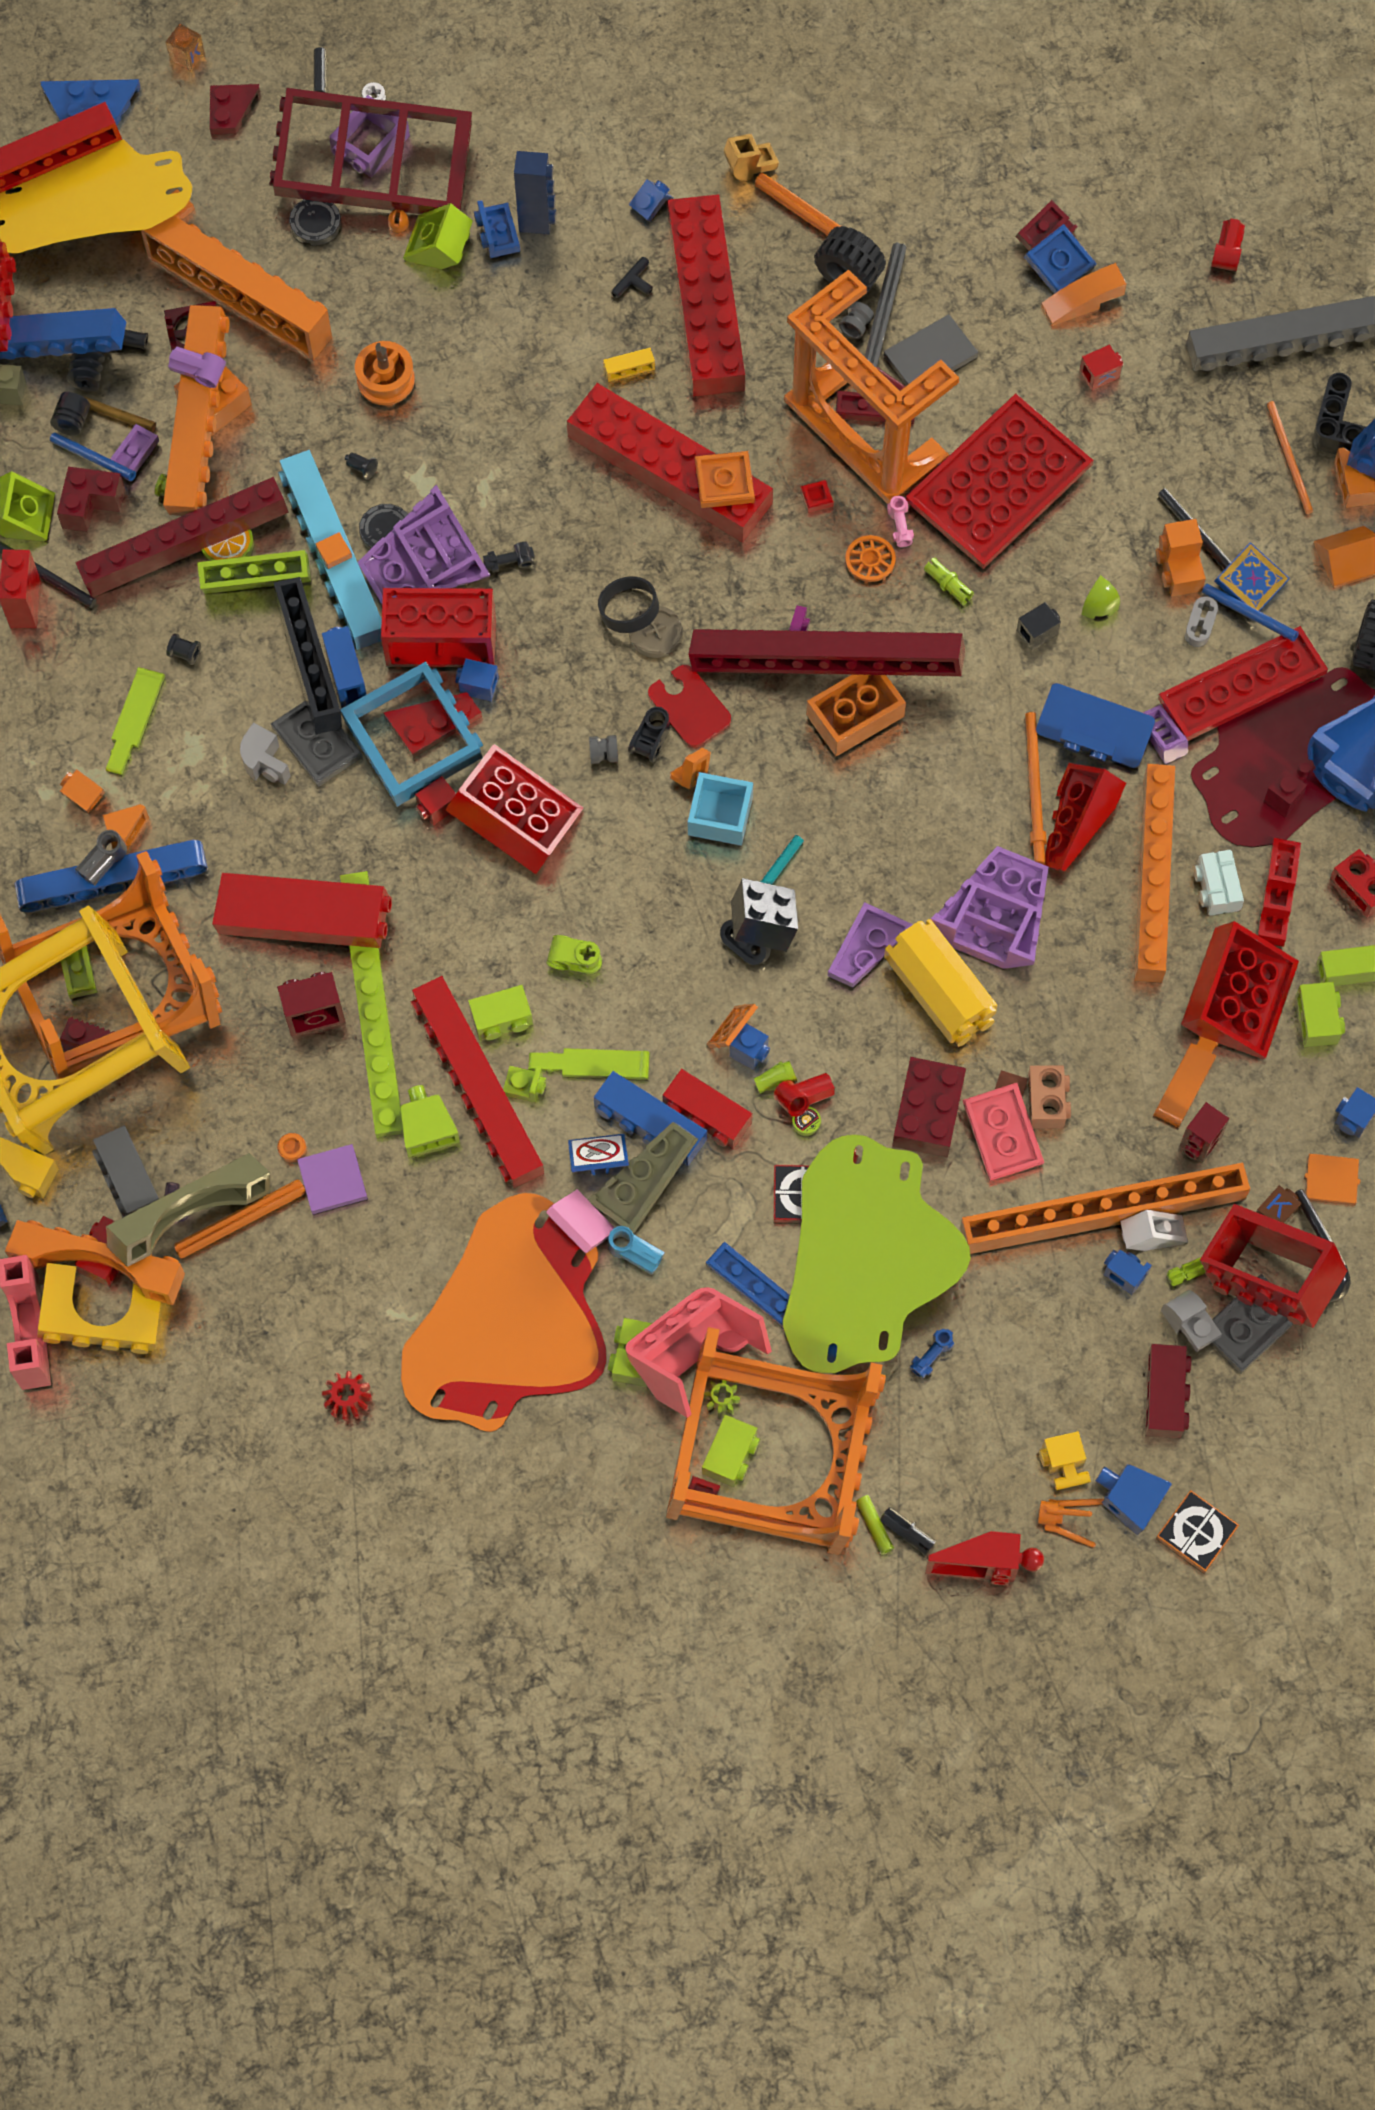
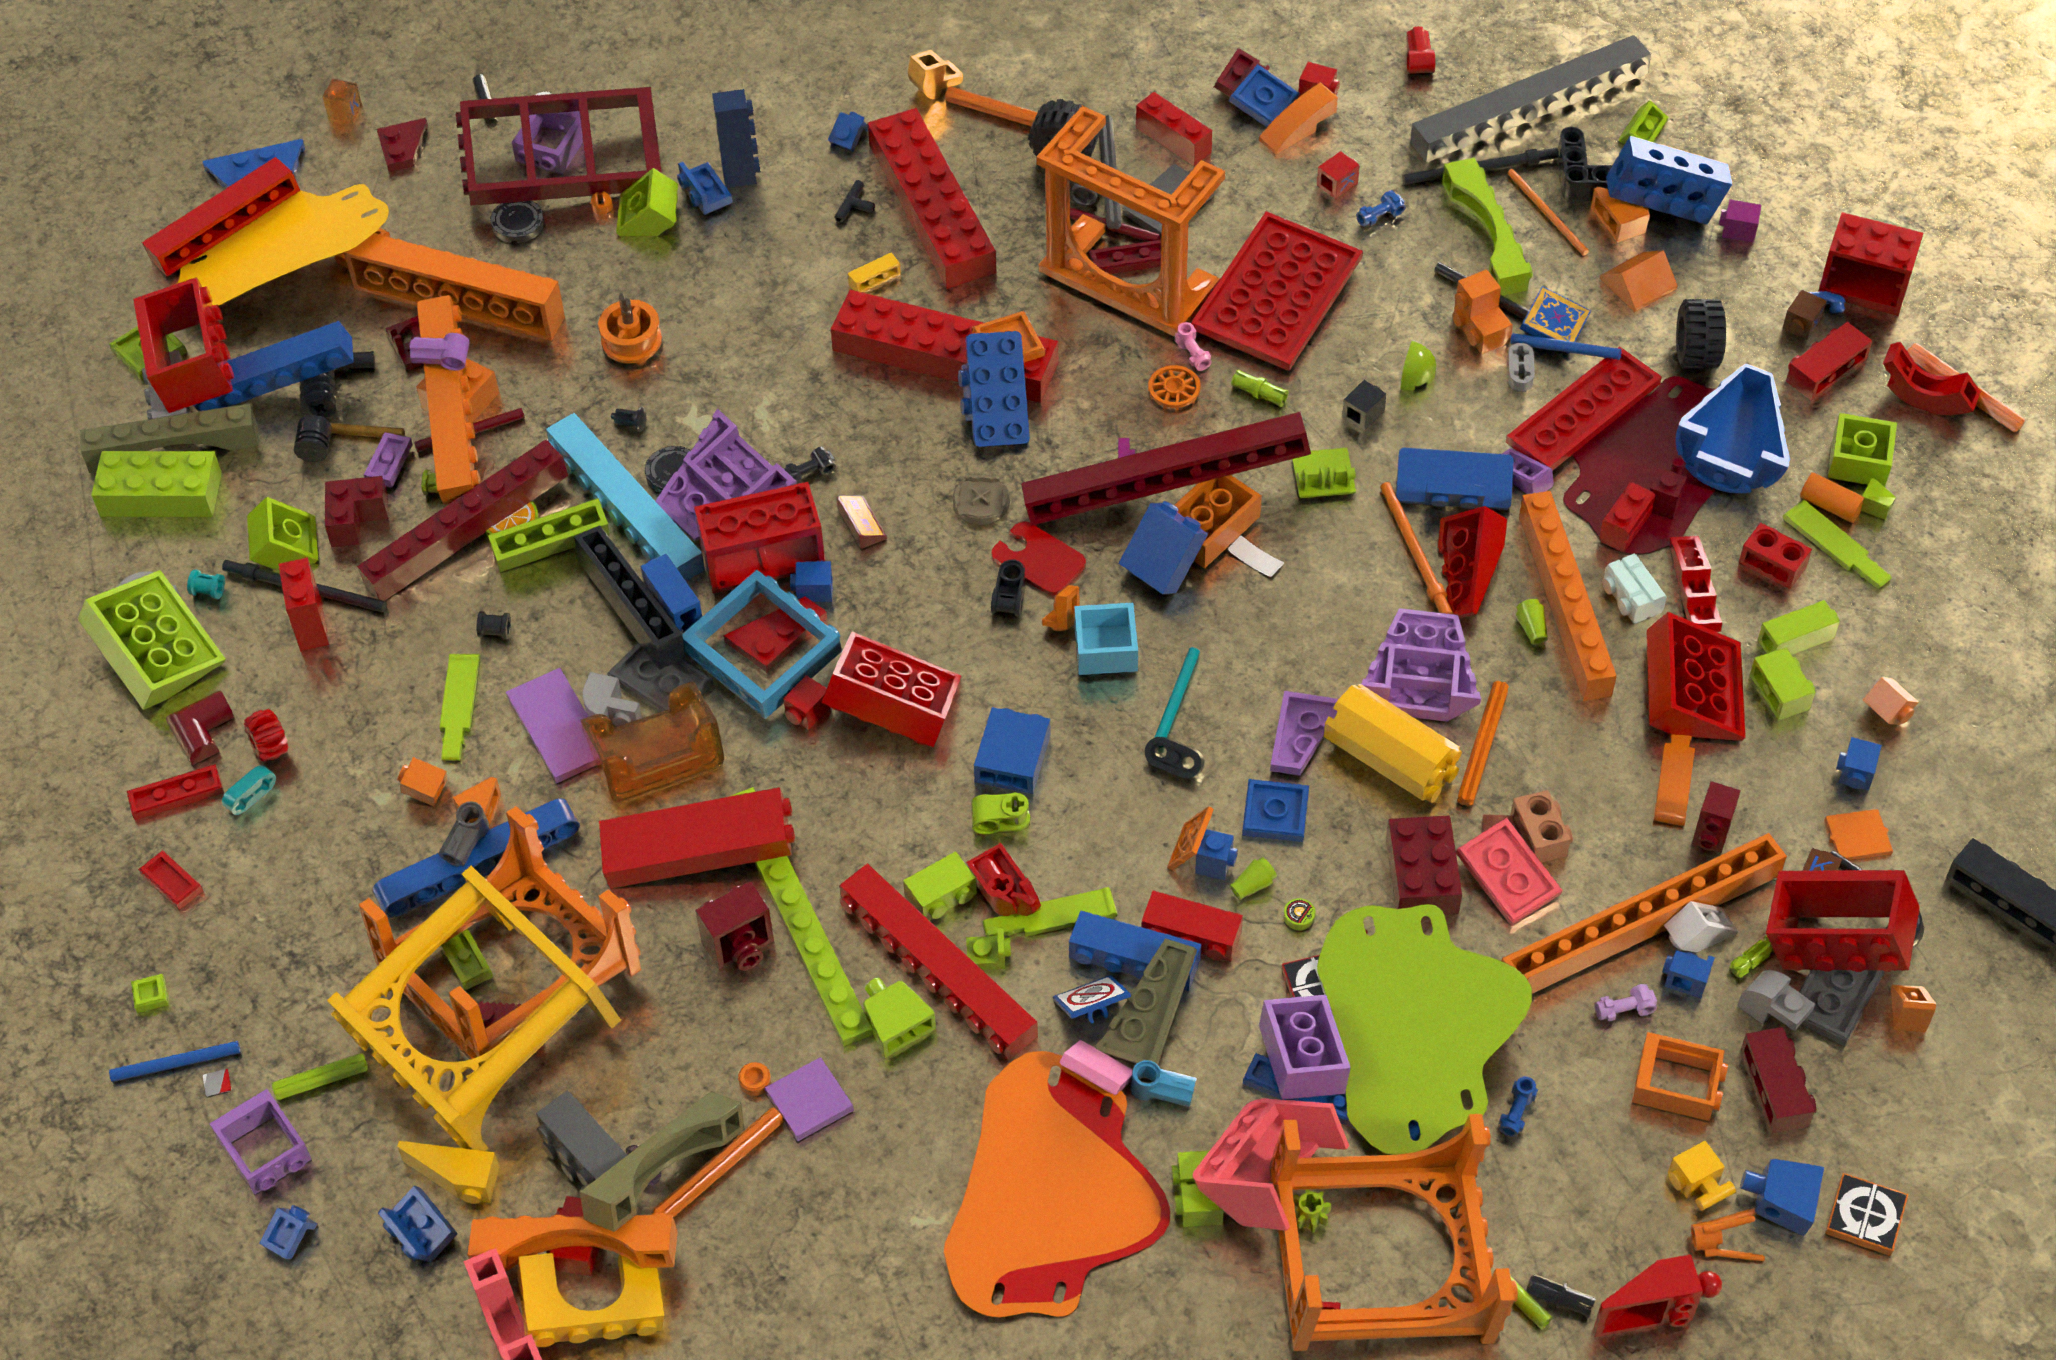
camera: 15 degrees left, 15 degrees down
(92, 456) = (346, 470): blue piece -> none
(215, 763) = (553, 723): none -> medium lavender tile
(229, 436) = (479, 426): none -> dark red piece
(290, 811) = (657, 748): none -> clear orange windscreen
(316, 1032) = (747, 955): none -> dark red bush
(333, 550) = (627, 494): orange tile -> none
(354, 1401) = (896, 1329): red gear -> none
(540, 625) = (860, 520): none -> slope
(555, 1024) = (1003, 883): none -> red piece
(603, 749) = (965, 614): dark grey wheel -> none
(604, 895) = (1012, 750): none -> blue brick
(623, 584) = (951, 496): black tyre -> none
(698, 526) = (995, 389): none -> blue bracket
(730, 1451) = (1339, 1262): lime brick -> none
(763, 1251) = (1304, 1047): none -> medium lavender brick
(764, 915) = (1188, 722): black brick -> none
(798, 1097) = (1286, 887): red piece -> none
(799, 732) = (1163, 547): none -> blue brick
(816, 496) = (1101, 345): red tile -> none
(819, 1015) = (1275, 810): none -> blue tile
(886, 756) = (1255, 557): none -> white sticker
(960, 276) = (1174, 128): none -> red brick
(979, 687) = (1324, 473): none -> lime hinge
(1026, 999) = (1482, 743): none -> orange axle
(1076, 1284) = (1641, 999): none -> lavender bar
(1093, 1343) = (1684, 1053): none -> orange window
(1115, 890) = (1532, 619): none -> lime cone
(1118, 252) = (1315, 74): none -> red brick
(1142, 411) = (1390, 203): none -> blue bar
(1220, 414) = (1468, 187): none -> lime arch
(1239, 808) = (1627, 517): none -> red brick
(1295, 392) = (1530, 157): none -> black bar
(1311, 1354) = (1911, 1008): none -> orange slope

